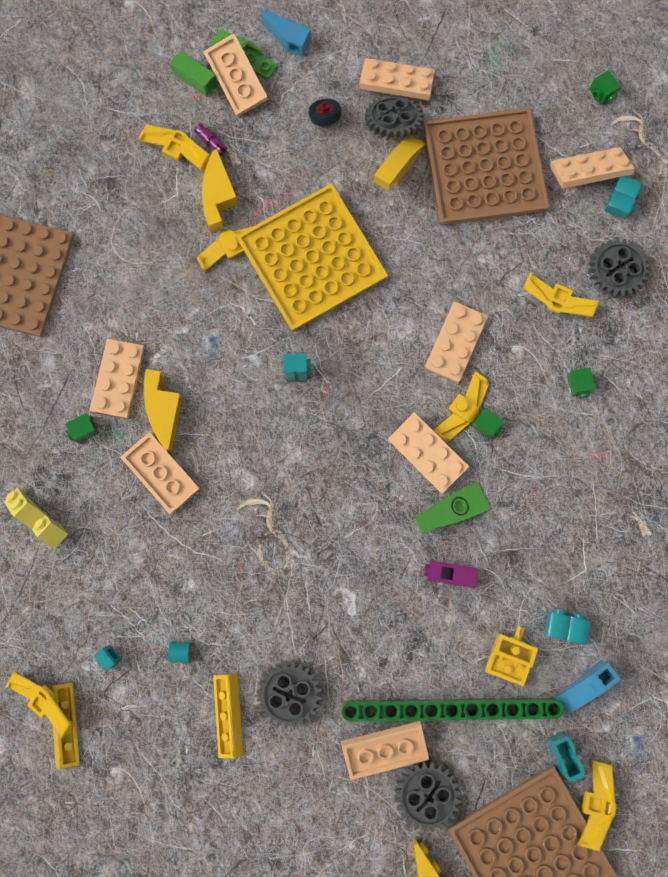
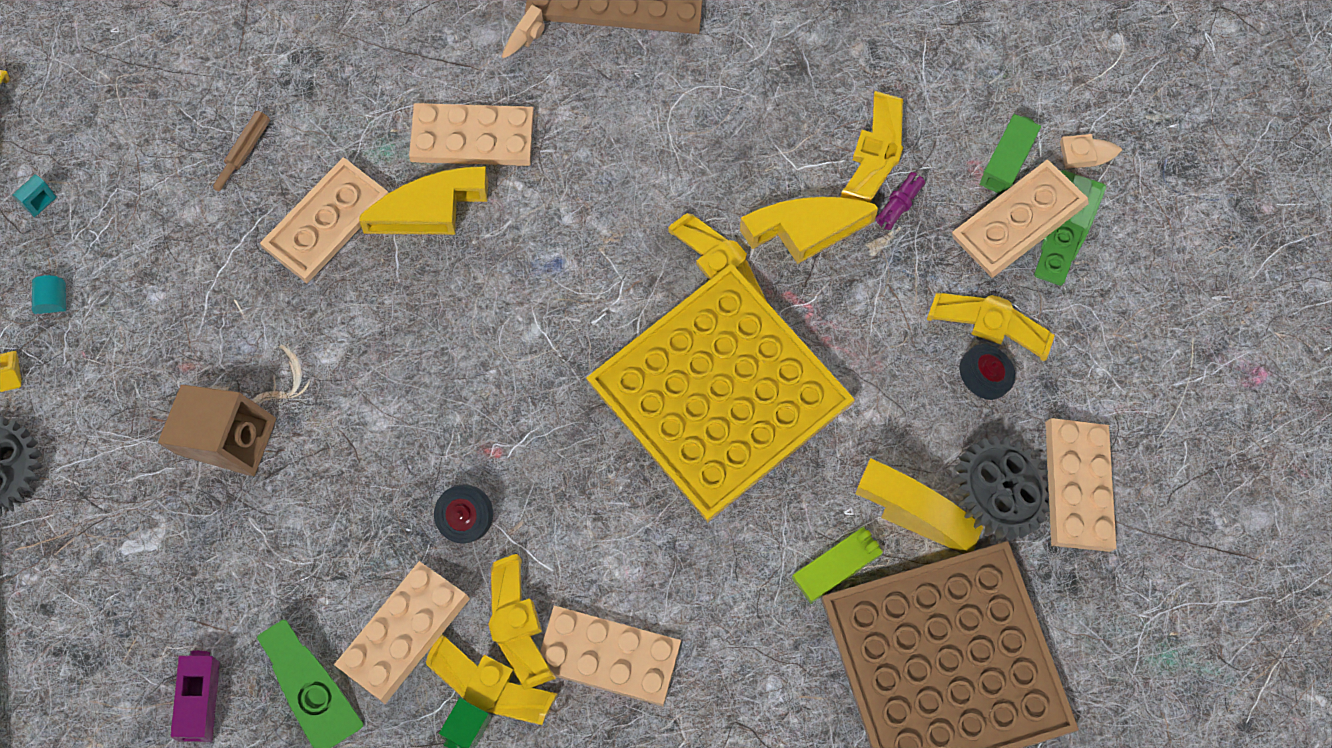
camera: 80 degrees right, 10 degrees down
(32, 516) = (242, 43): light yellow arch -> none
(52, 332) = (526, 31): none -> light nougat plate
(81, 428) = (383, 97): green brick -> none
(99, 521) = (242, 147): none -> medium nougat axle
(197, 35) = (1086, 152): none -> light nougat plate
(288, 550) = (217, 428): none -> medium nougat slope
(289, 34) = (1117, 298): dark azure slope -> none
(293, 104) = (993, 320): none -> yellow plate
(296, 367) = (517, 391): teal brick -> none
(364, 409) = (463, 514): none -> black wheel
(422, 213) = (837, 565): none -> lime hinge
(432, 389) = (515, 623): none -> yellow plate

